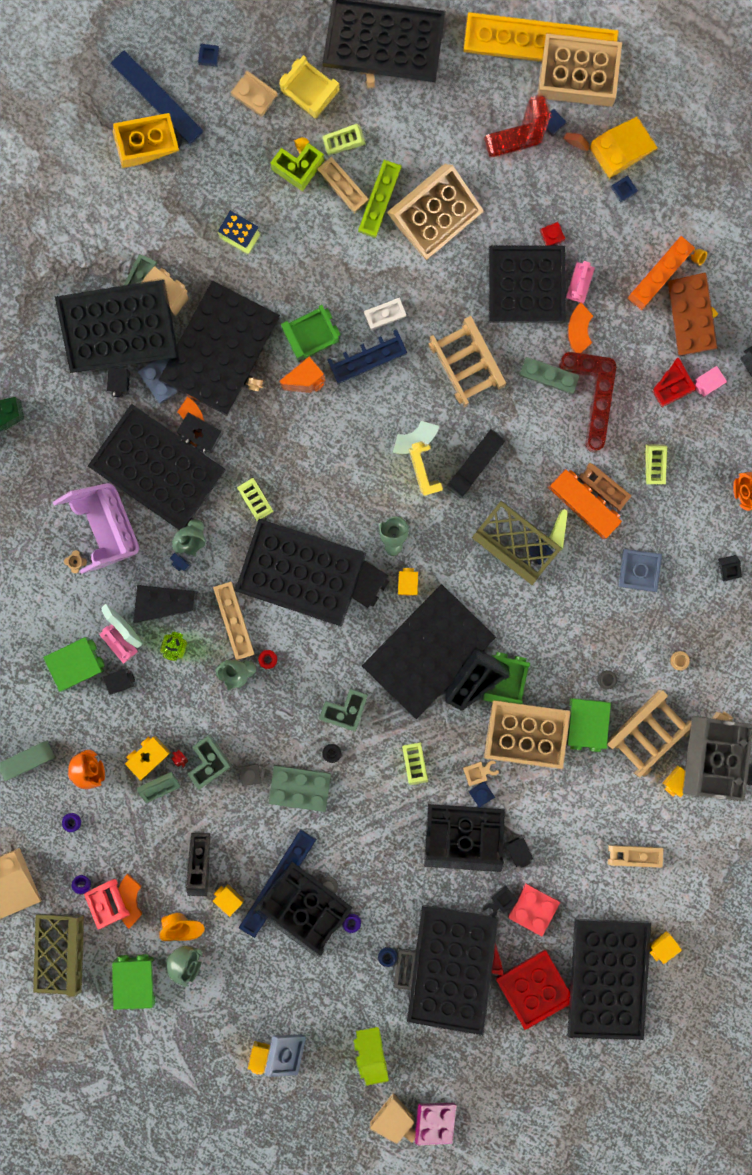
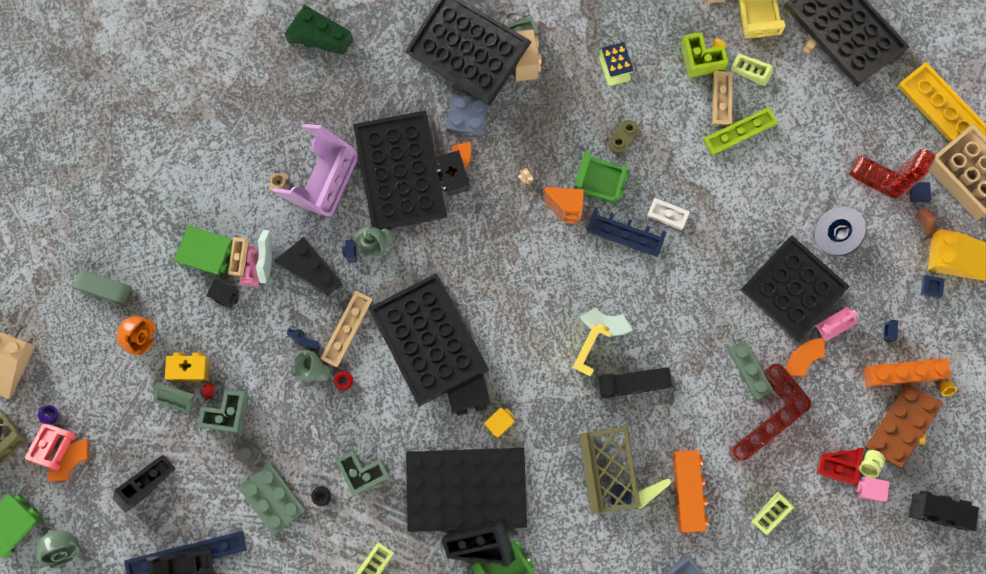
camera: 45 degrees right, 10 degrees down
(65, 822) = (83, 360): dark purple plate -> none
(103, 644) = (238, 256): none -> tan slope
(118, 382) = (431, 87): black brick -> none
(173, 646) = (285, 306): clear neon green head -> none
(179, 928) = (82, 517): light orange piece -> none
(202, 659) = (297, 335): none -> dark blue slope
(219, 348) = (525, 129): black plate -> none
(227, 899) = (137, 531): yellow brick -> none
(246, 485) = (451, 241): yellowish green slope -> none
(297, 283) = (623, 136): none -> olive plate
(397, 526) = (529, 371): sand green piece -> none
(436, 211) = (774, 176): tan slope -> none
(478, 345) = (711, 316): tan fence -> none
(522, 209) = (840, 231): none -> hat
(552, 234) = (847, 270): red plate -> none
(605, 487) = (717, 493): medium nougat plate -> none
(623, 251) = (890, 331): none -> dark blue tile
(694, 364) = (874, 461): none -> yellowish green wheel

